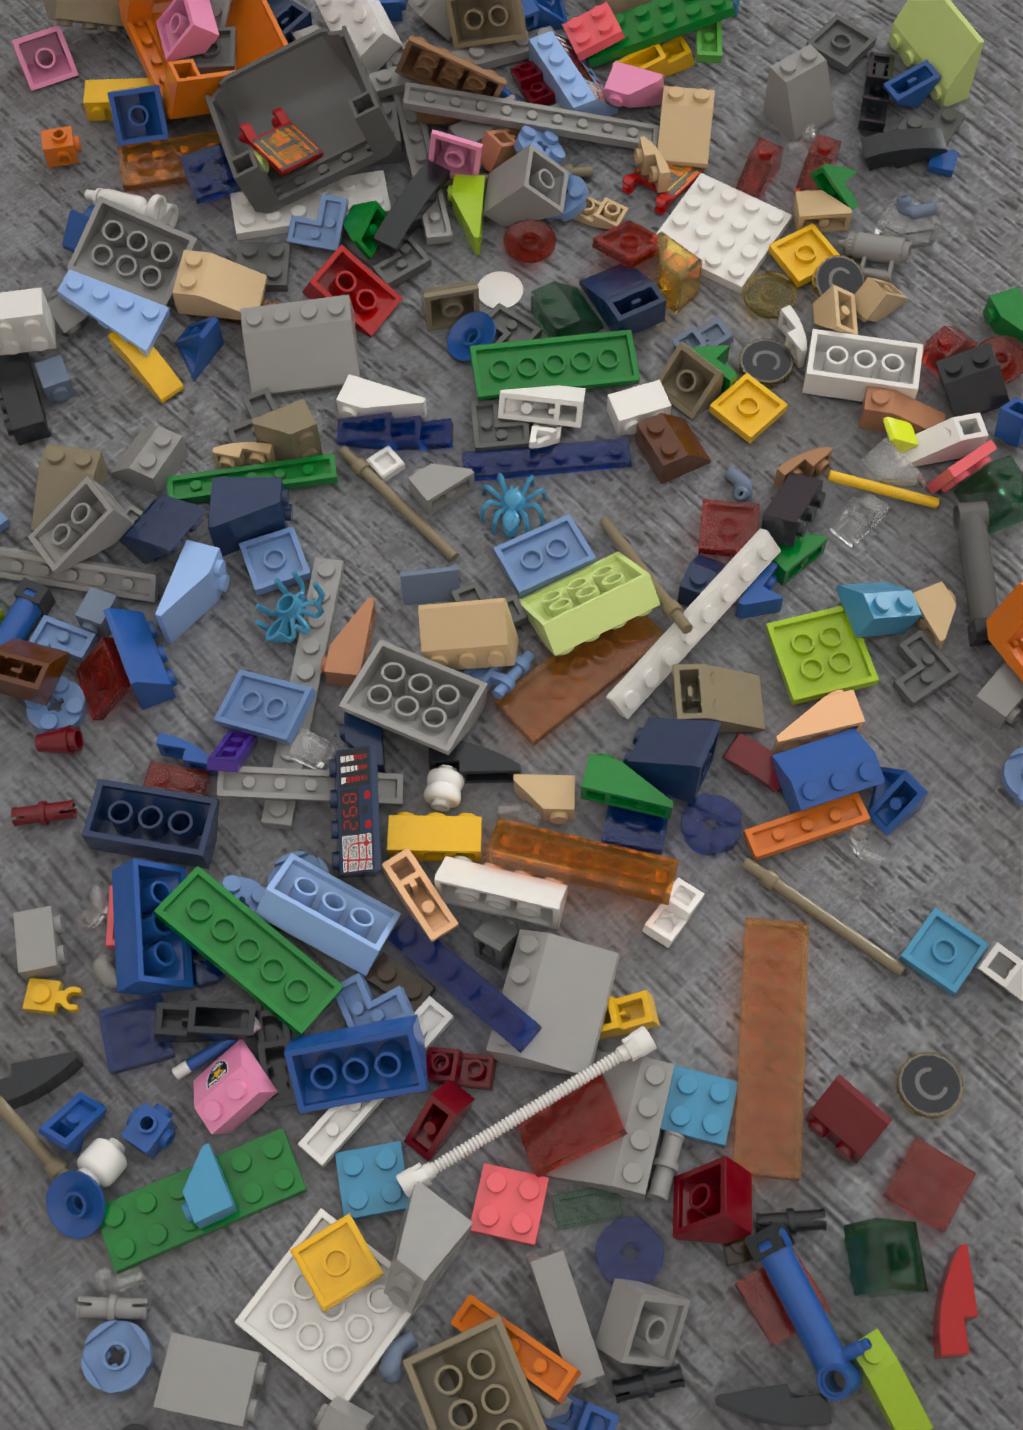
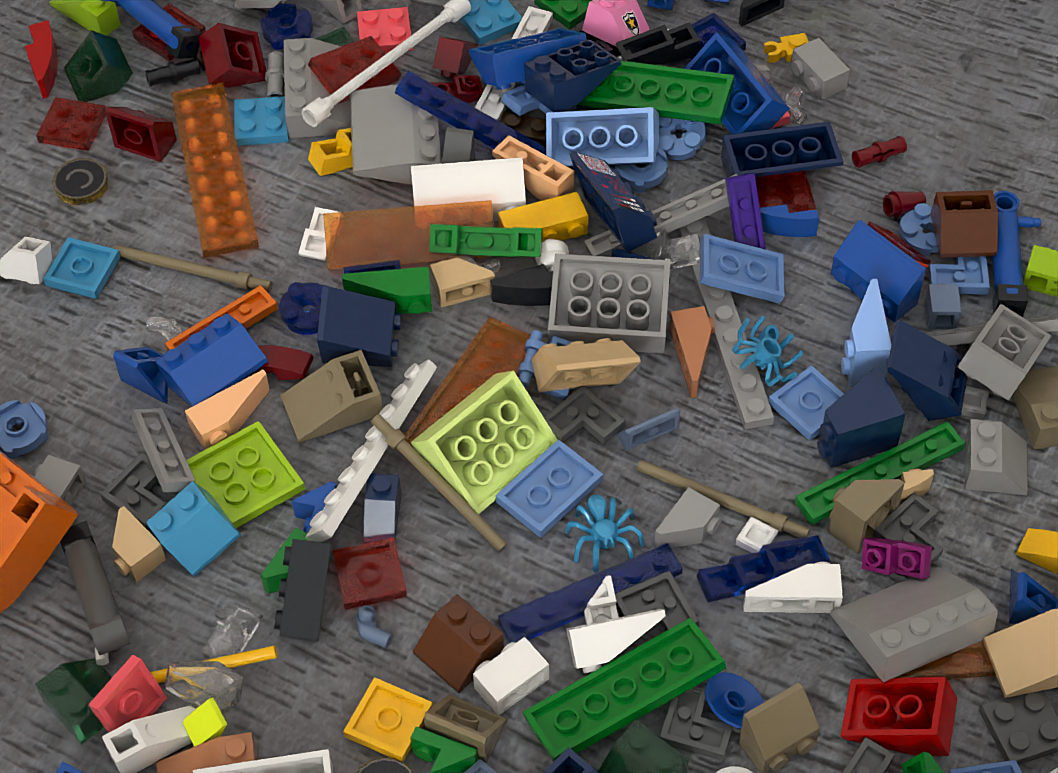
camera: 160 degrees right, 10 degrees down
(276, 394) = (896, 556): none -> magenta slope
(325, 996) = (568, 75): none -> dark blue slope
(501, 818) = (485, 241): none -> green slope
(808, 464) = (302, 669): medium nougat slope -> none
(893, 692) = (162, 449): none -> light grey plate

